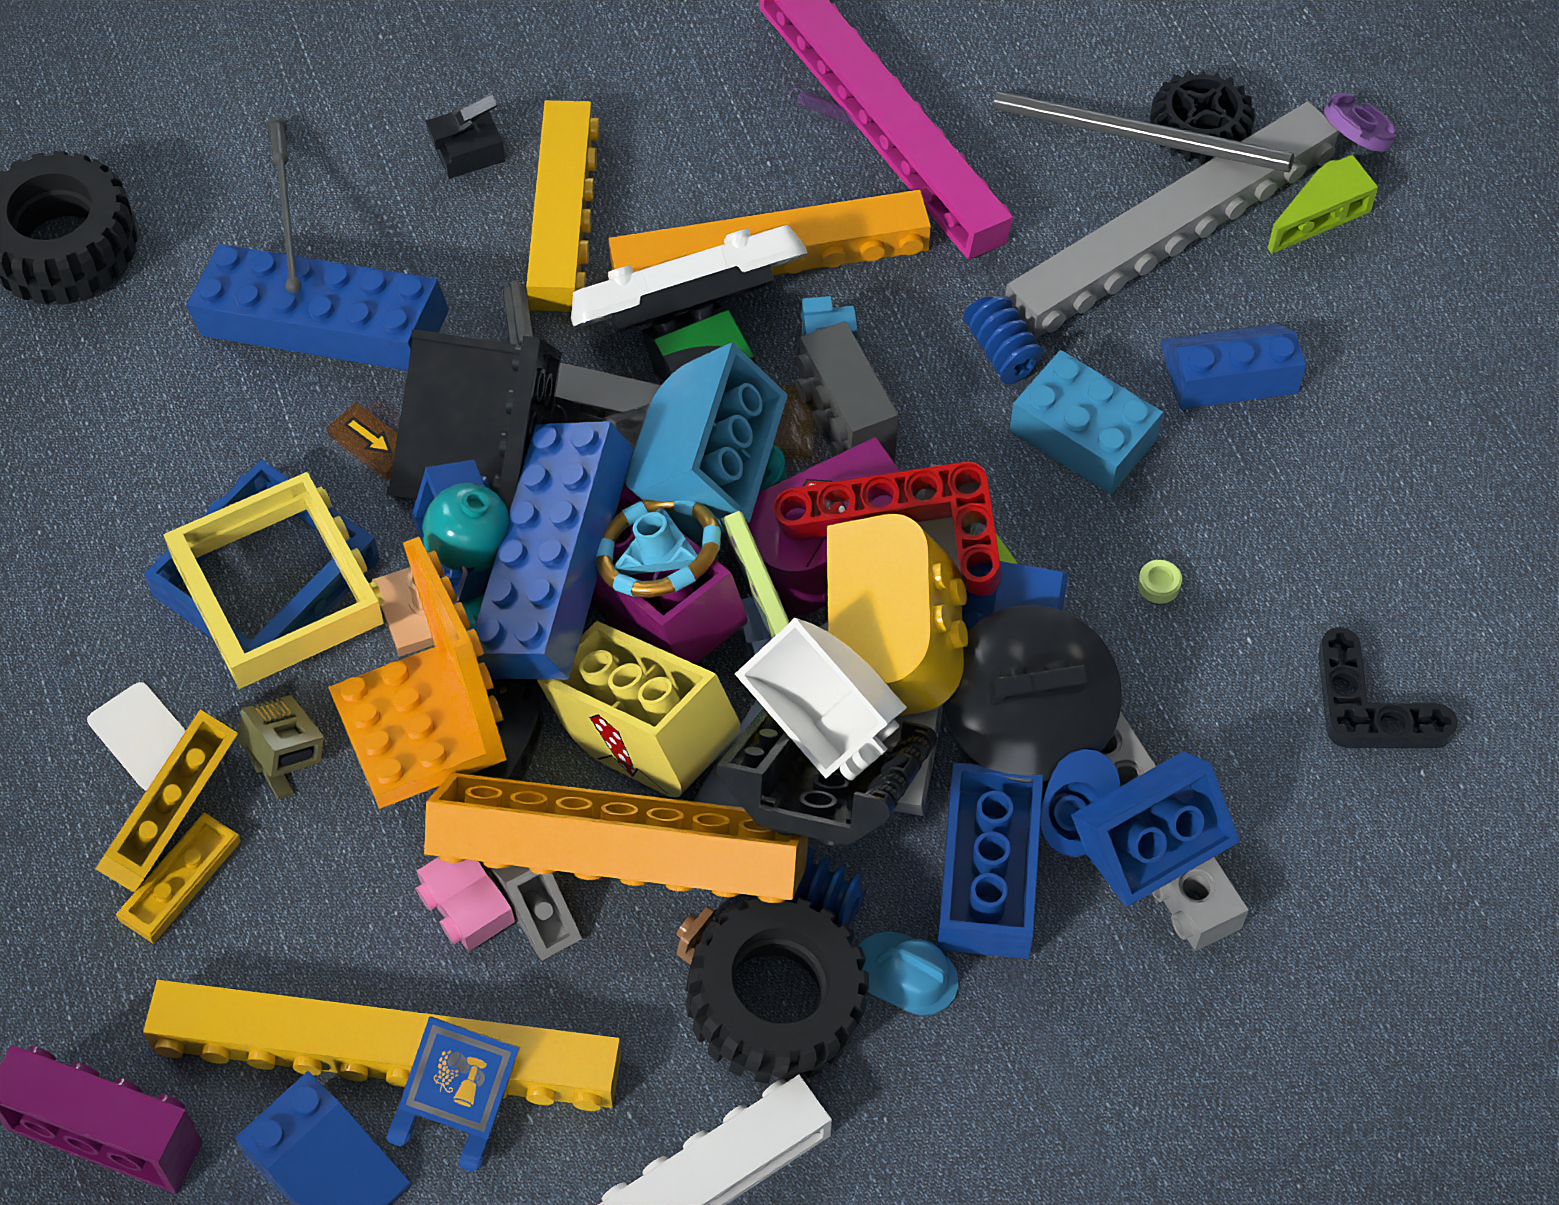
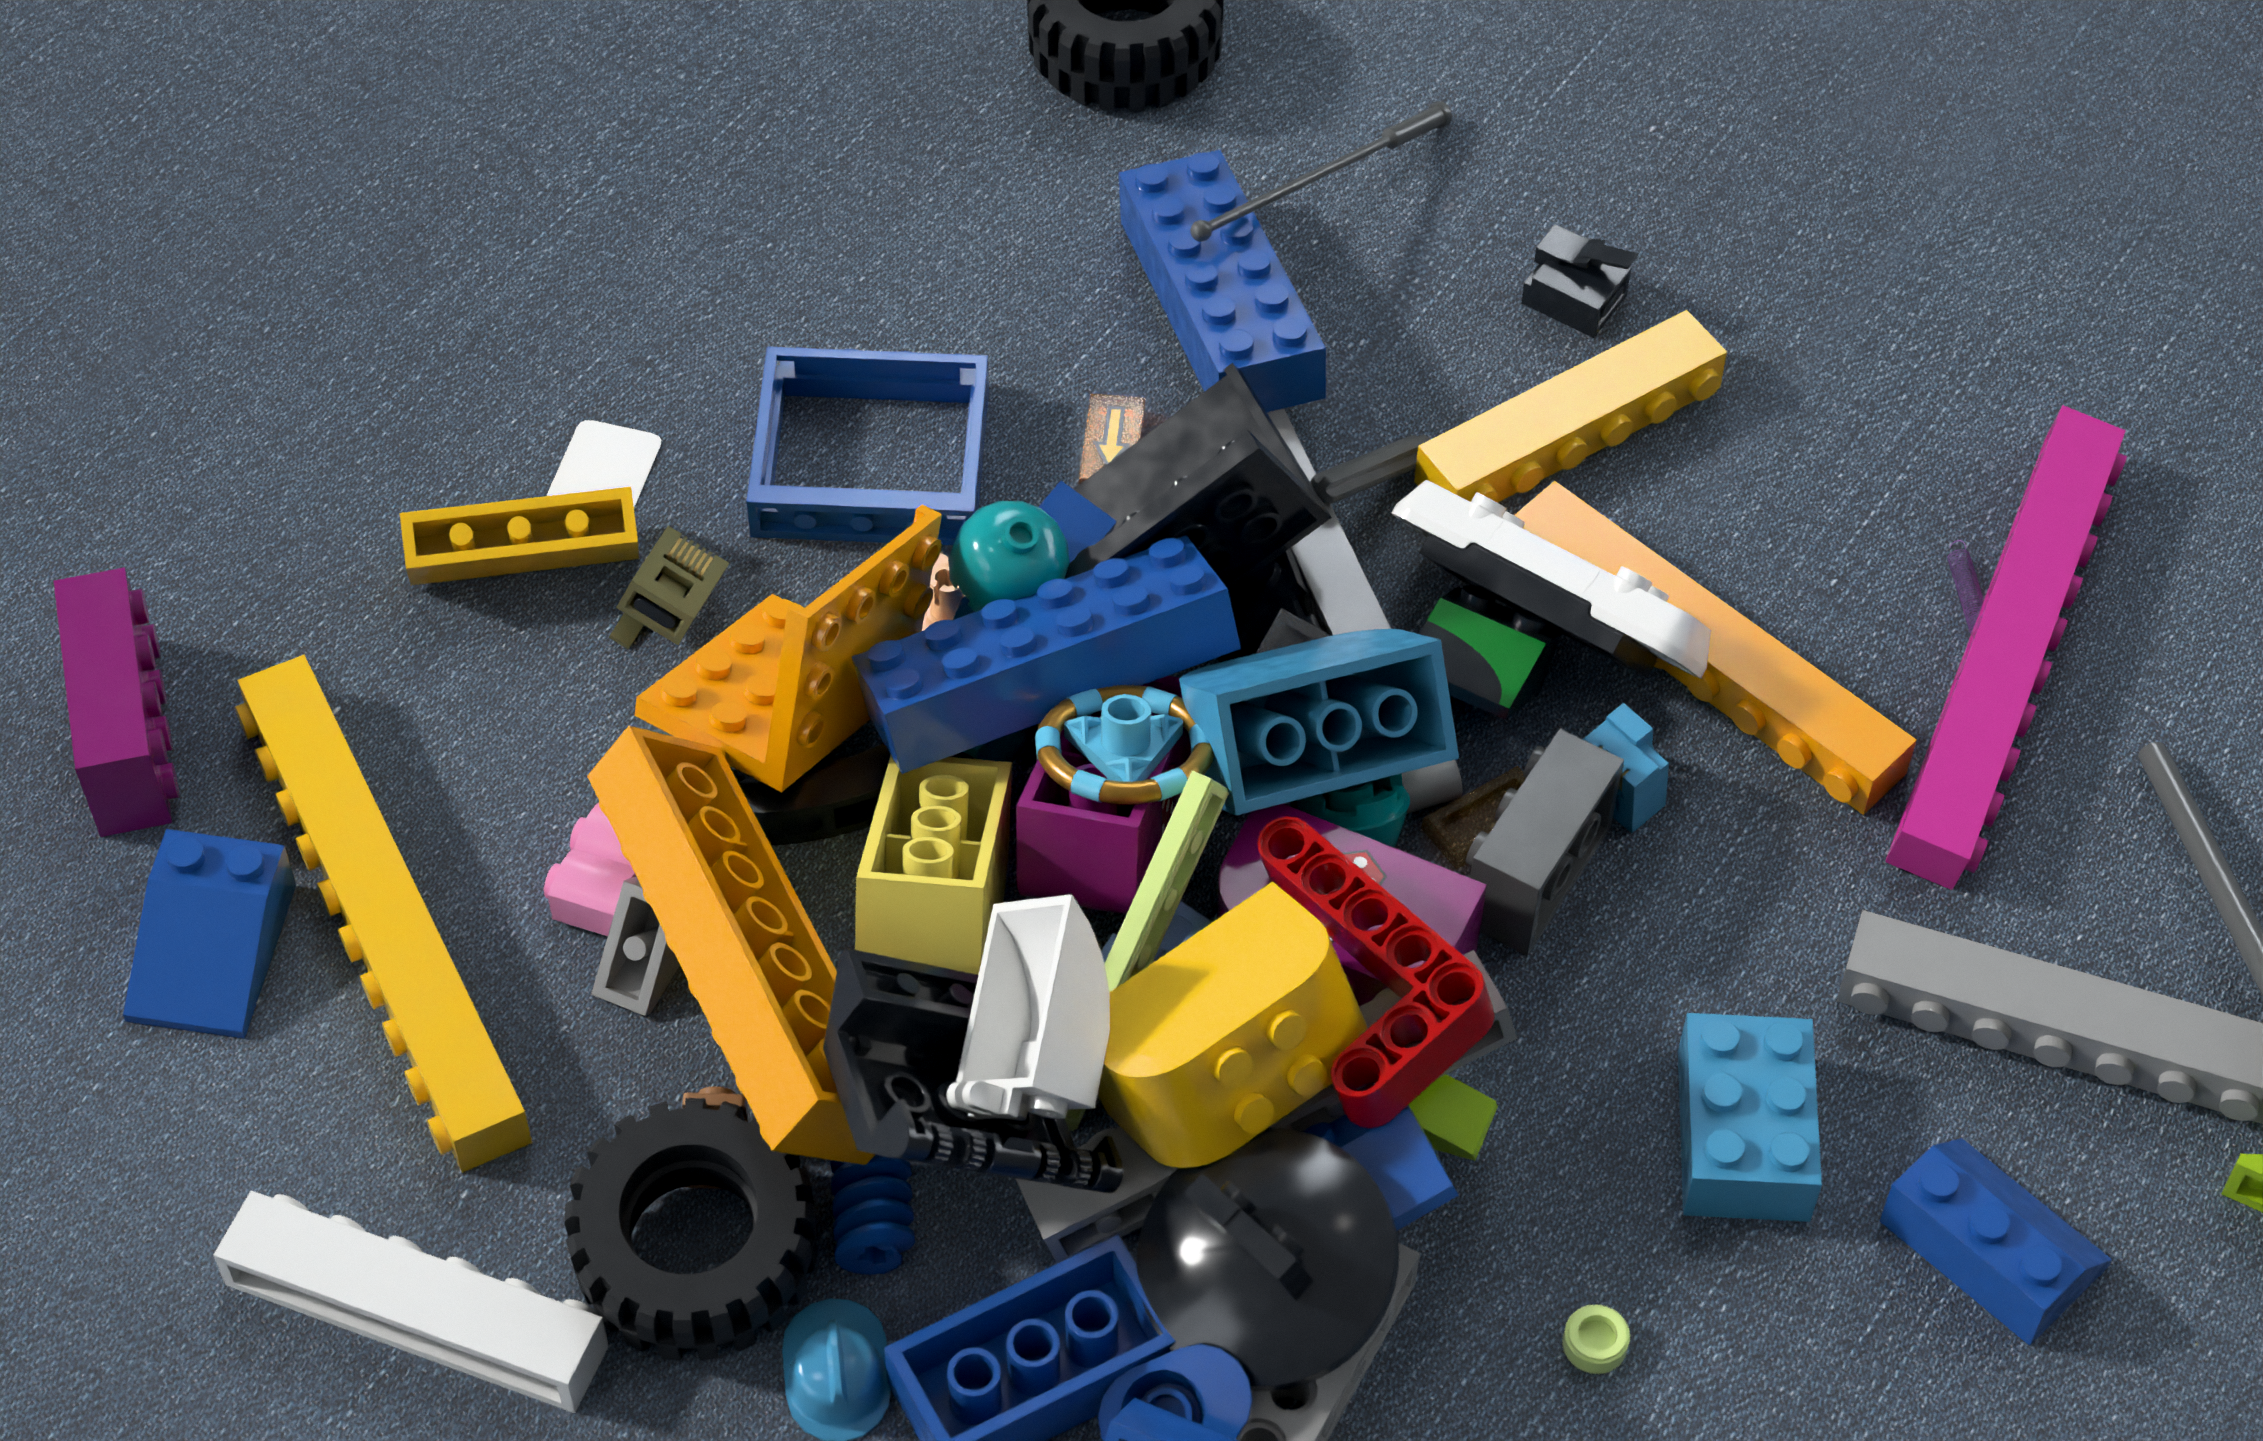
camera: 55 degrees right, 5 degrees down
(178, 878) = (454, 611): yellow tile -> none
(249, 517) = (861, 368): light yellow window -> none
(458, 1083) = (363, 994): blue flag -> none
(1003, 337) = (1791, 957): blue piece -> none

